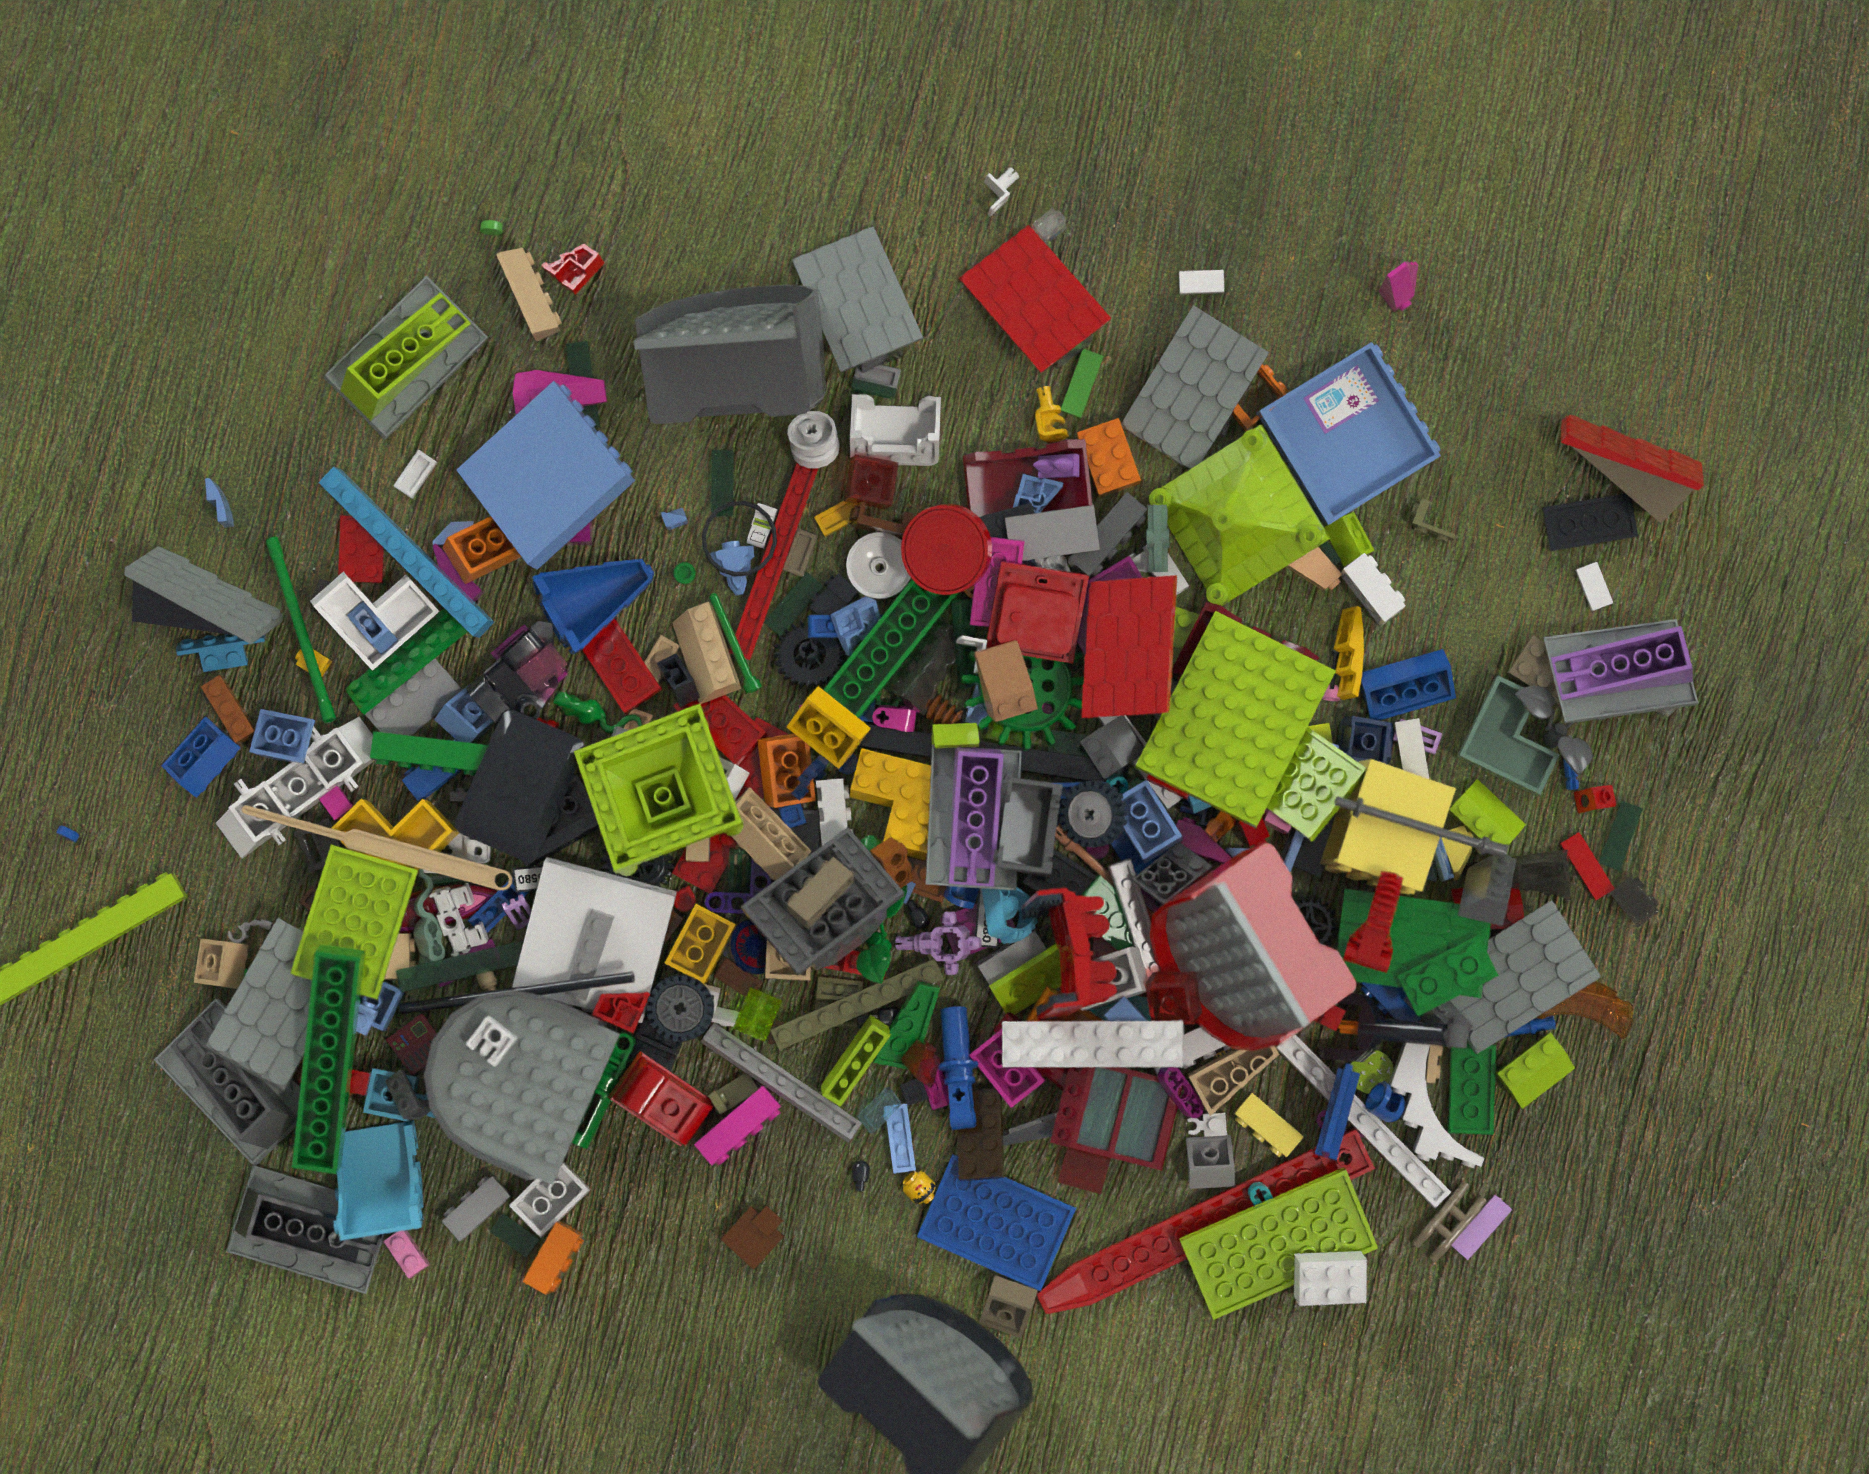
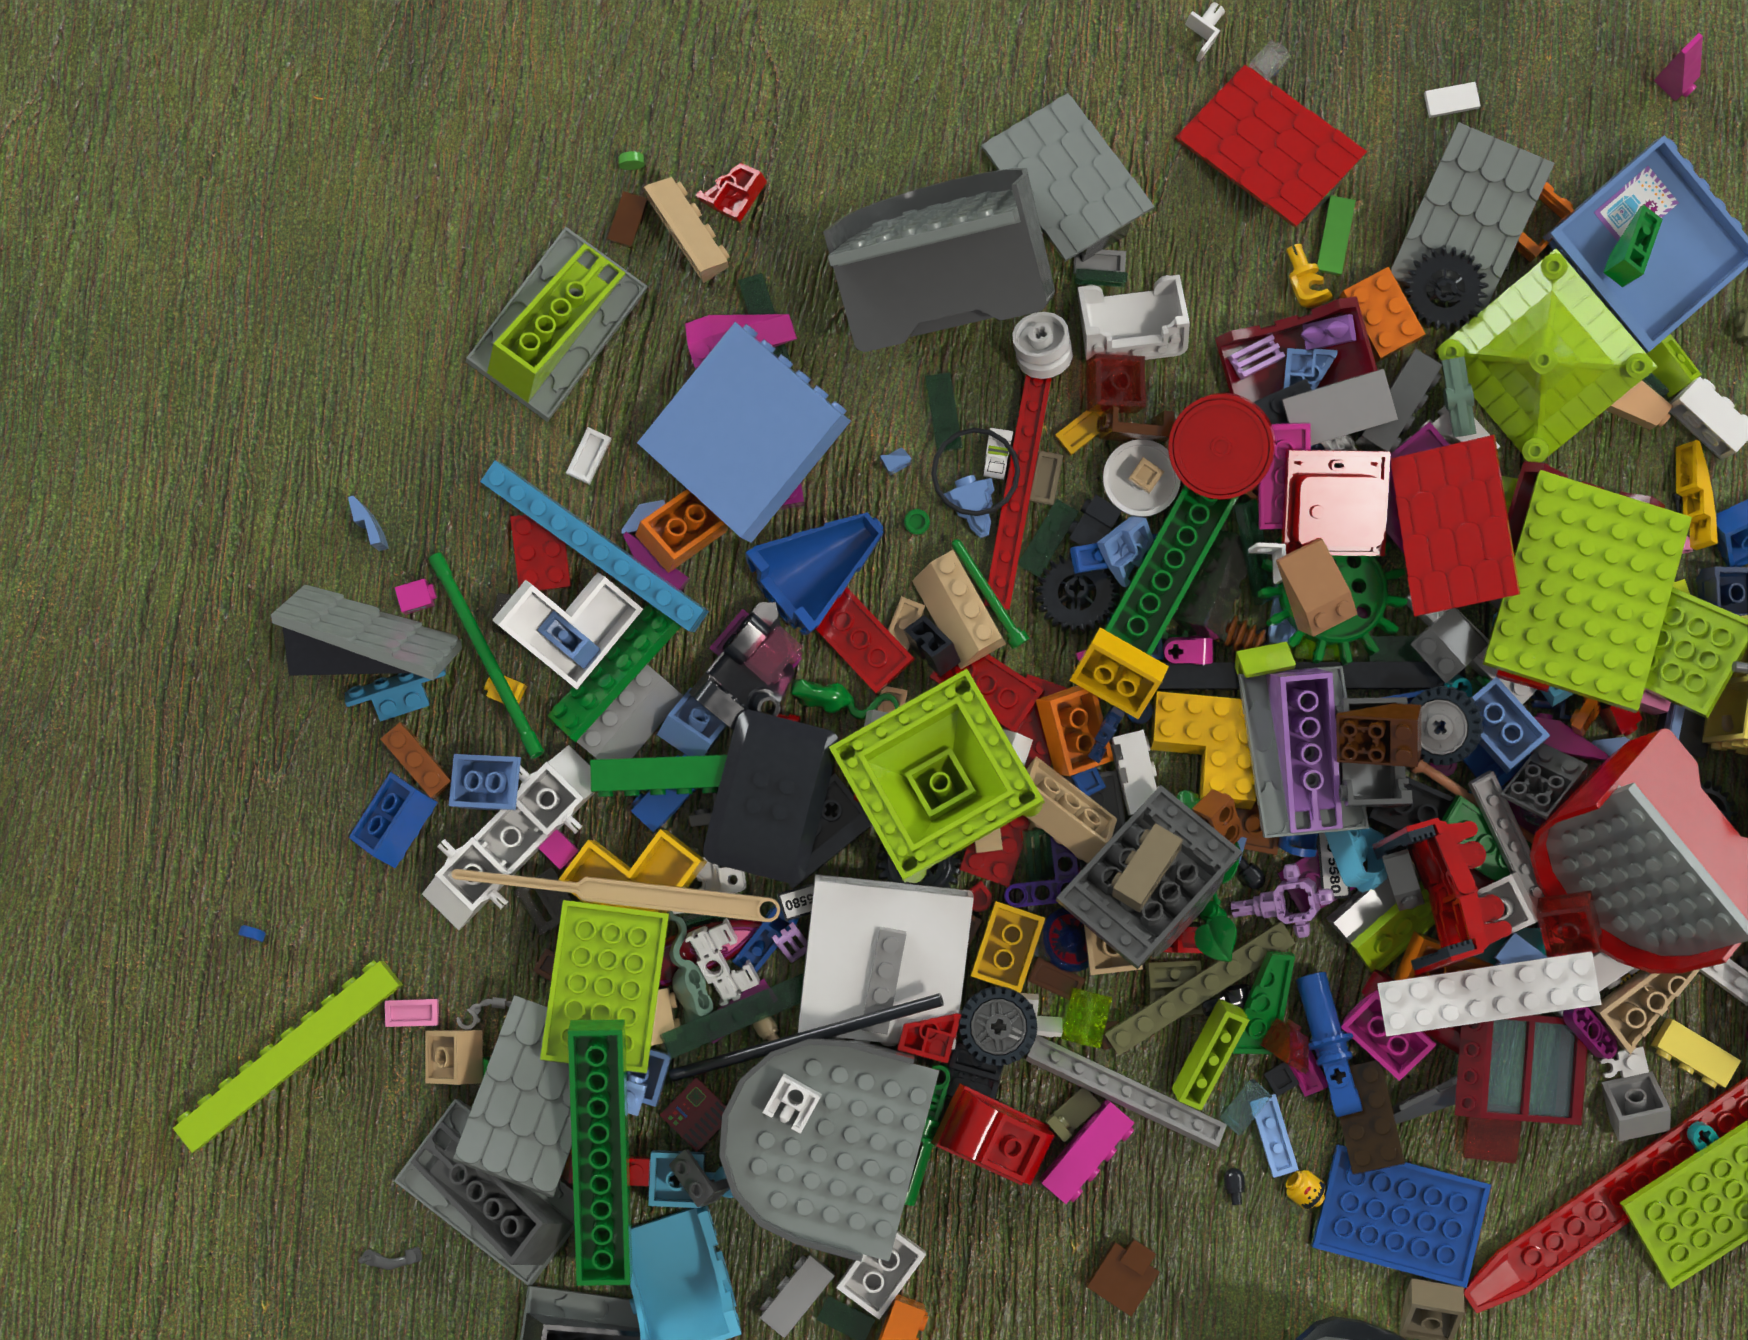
camera: 15 degrees left, 0 degrees up
(128, 1123) = (375, 1259): none -> dark grey piece
(191, 921) = (412, 1012): none -> bright pink tile
(250, 570) = (416, 596): none -> dark pink brick
(480, 277) = (627, 219): none -> reddish brown tile
(882, 564) = (1146, 475): none -> tan tile
(1012, 471) = (1273, 348): none -> lavender tile
(1034, 813) = (1380, 735): none -> reddish brown slope
(1039, 938) = (1403, 880): none -> dark grey slope
(1148, 431) = (1468, 298): none -> black gear
(1328, 433) = (1634, 247): none -> green slope

